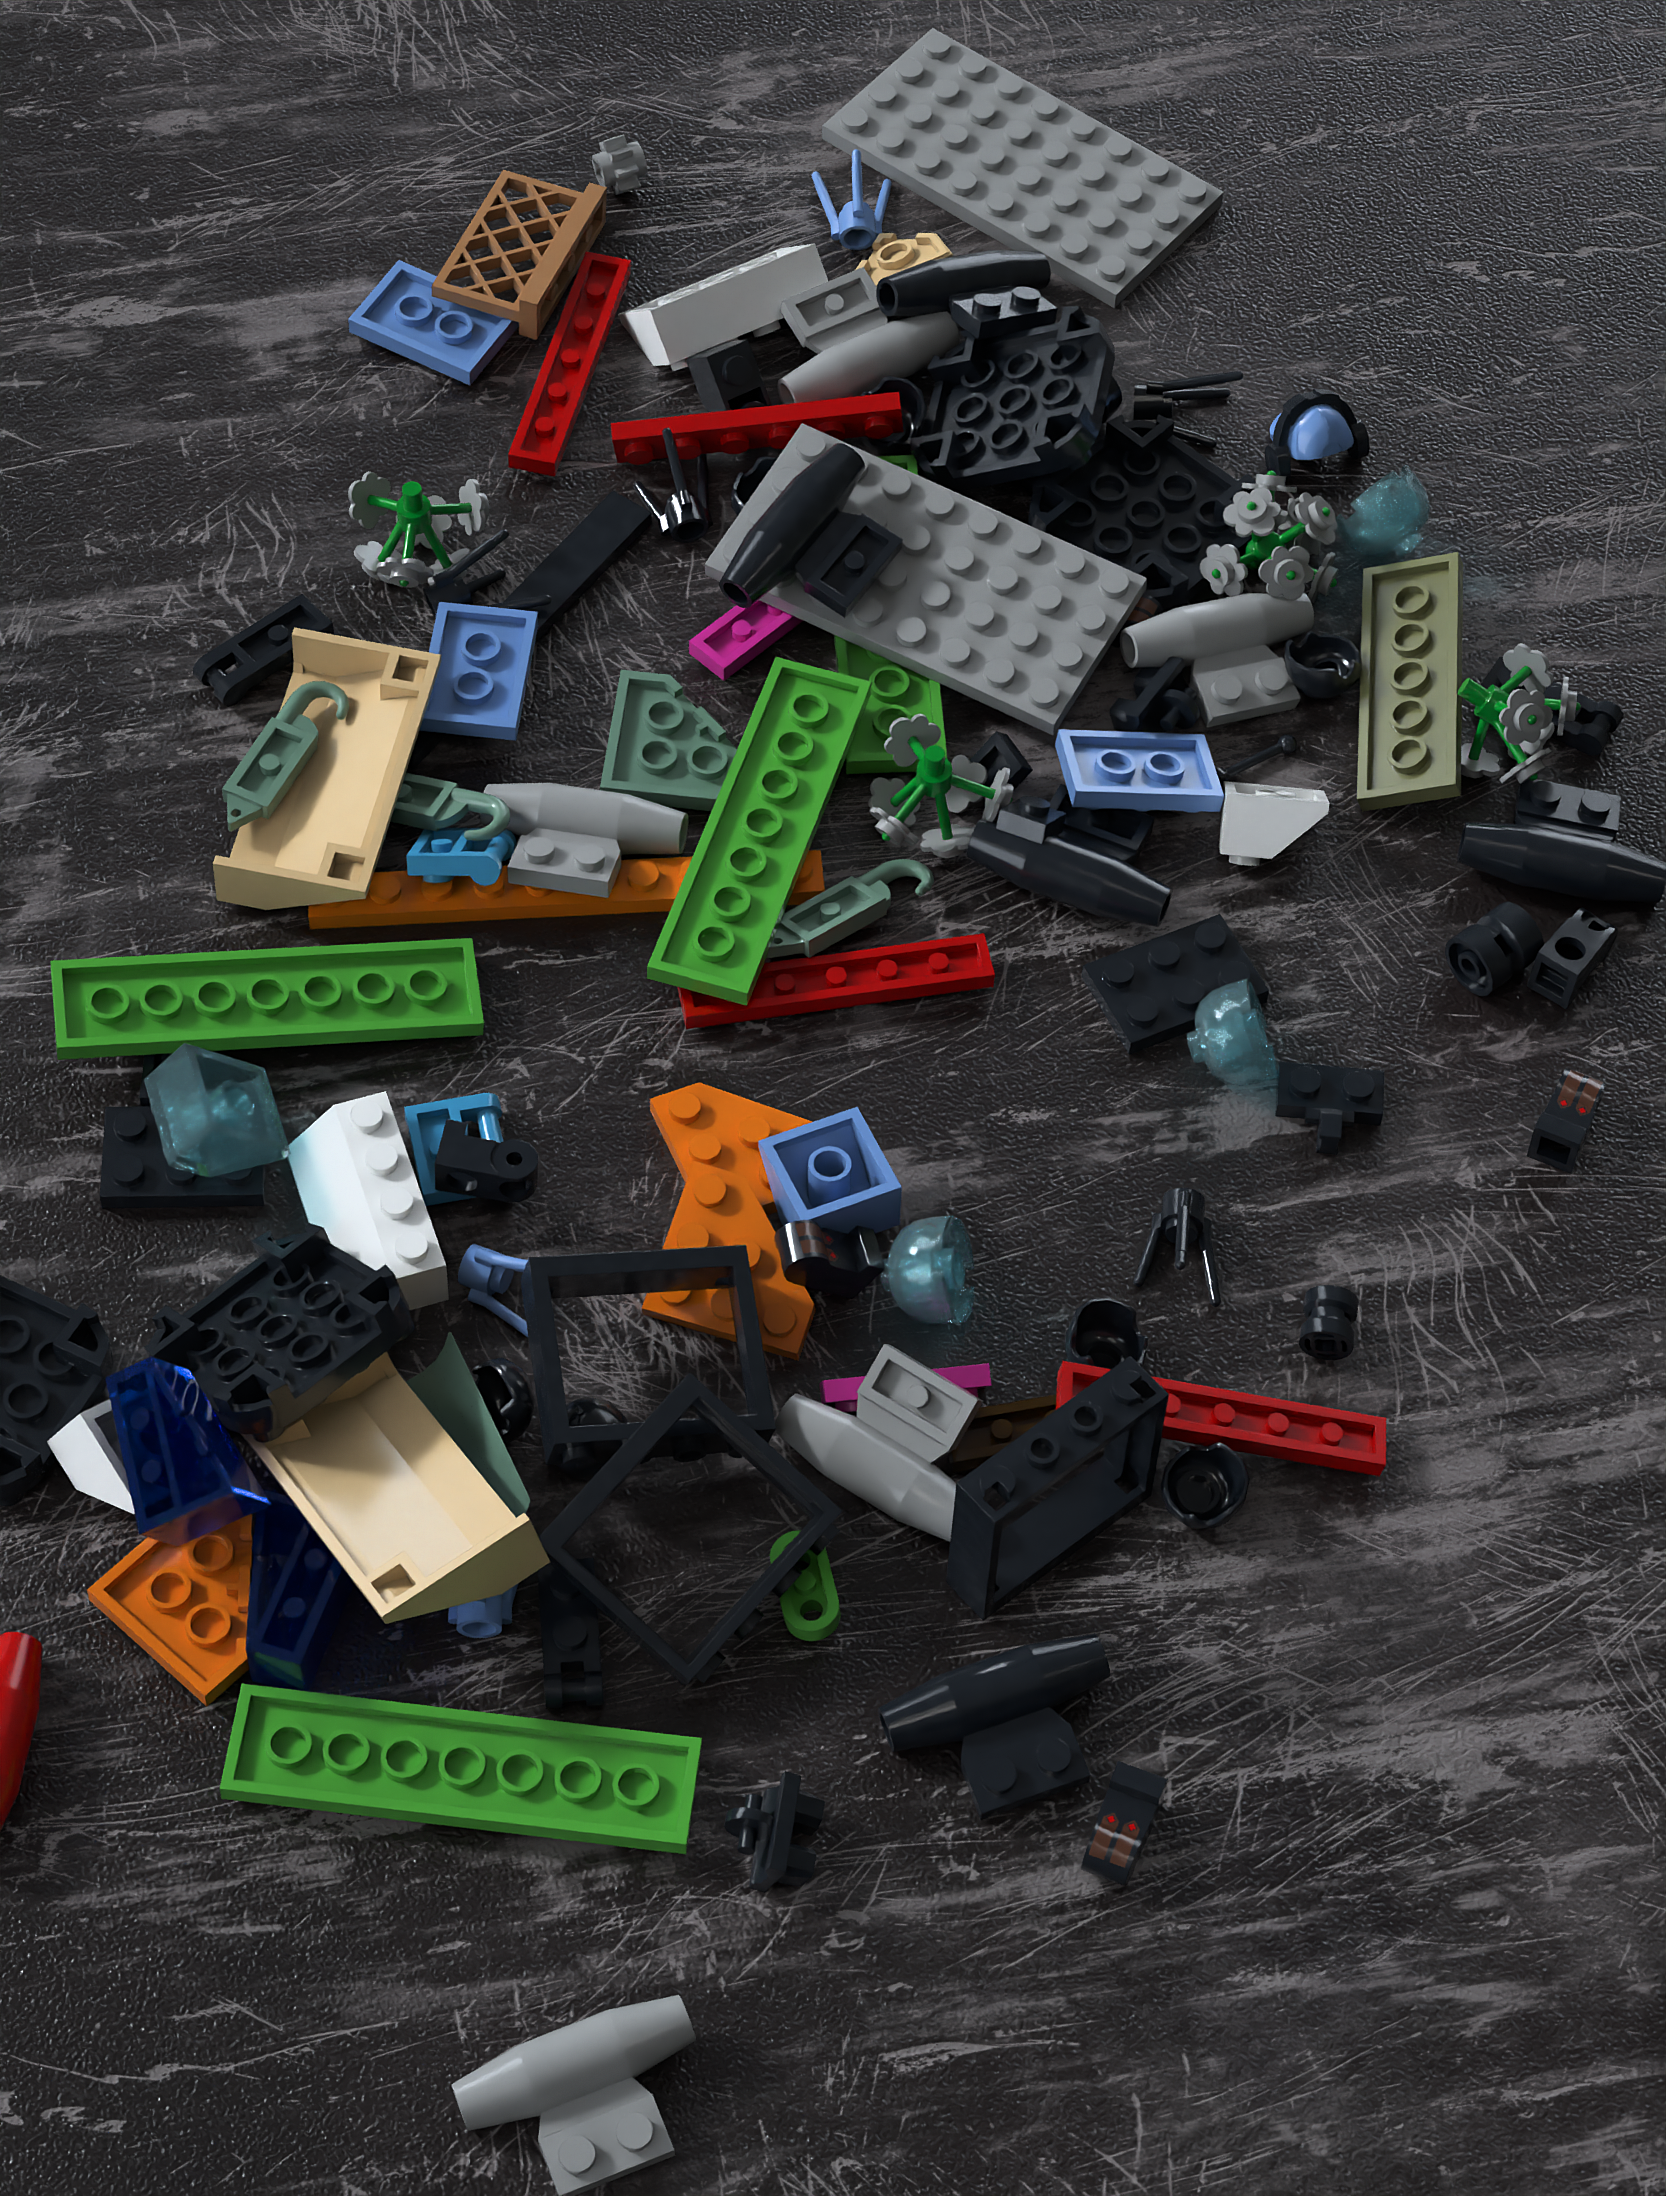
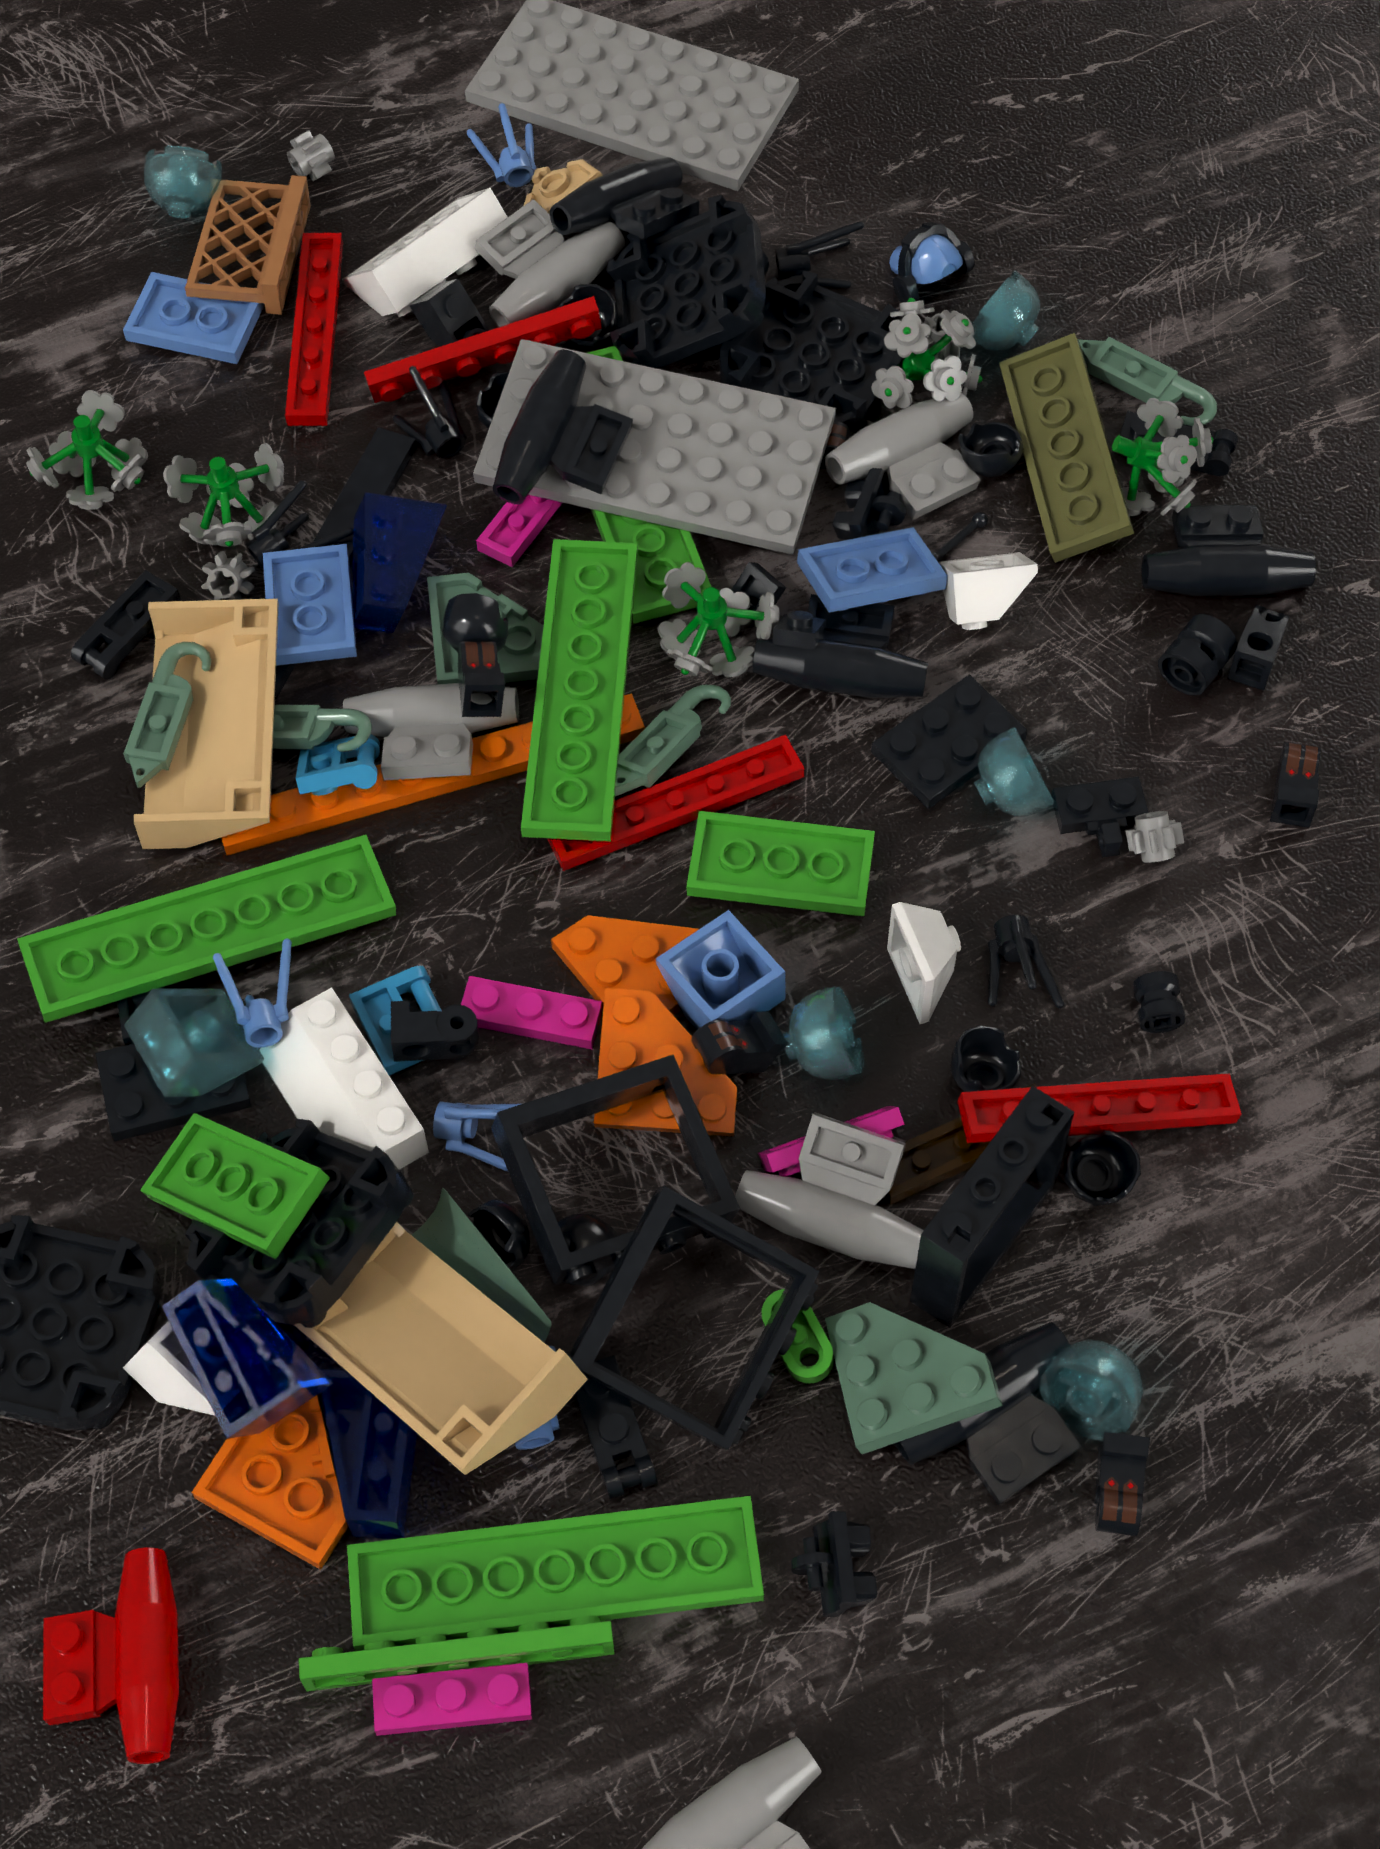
camera: 10 degrees left, 5 degrees up
(221, 1276) = (235, 1185): none -> bright green plate
(261, 443) = (78, 451): none -> light grey plant
(297, 1104) = (259, 1017): none -> medium blue plant
(313, 1872) = (451, 1699): none -> dark pink plate
(333, 1827) = (433, 1653): none -> bright green plate
(402, 611) = (228, 567): none -> light grey gear
(461, 162) = (181, 180): none -> clear light blue cylinder
(583, 635) = (388, 556): none -> clear blue wedge
(607, 1174) = (533, 1012): none -> dark pink plate
(646, 787) = (480, 674): none -> black leg
(657, 733) = (474, 619): none -> black hair
(910, 1651) = (905, 1376): none -> sand green plate
(937, 1074) = (781, 863): none -> bright green plate
(1070, 1208) = (922, 954): none -> white slope
(1121, 1713) = (1093, 1388): none -> clear light blue cylinder
(1380, 1140) = (1154, 836): none -> light grey gear
(1532, 621) = (1143, 376): none -> sand green plate

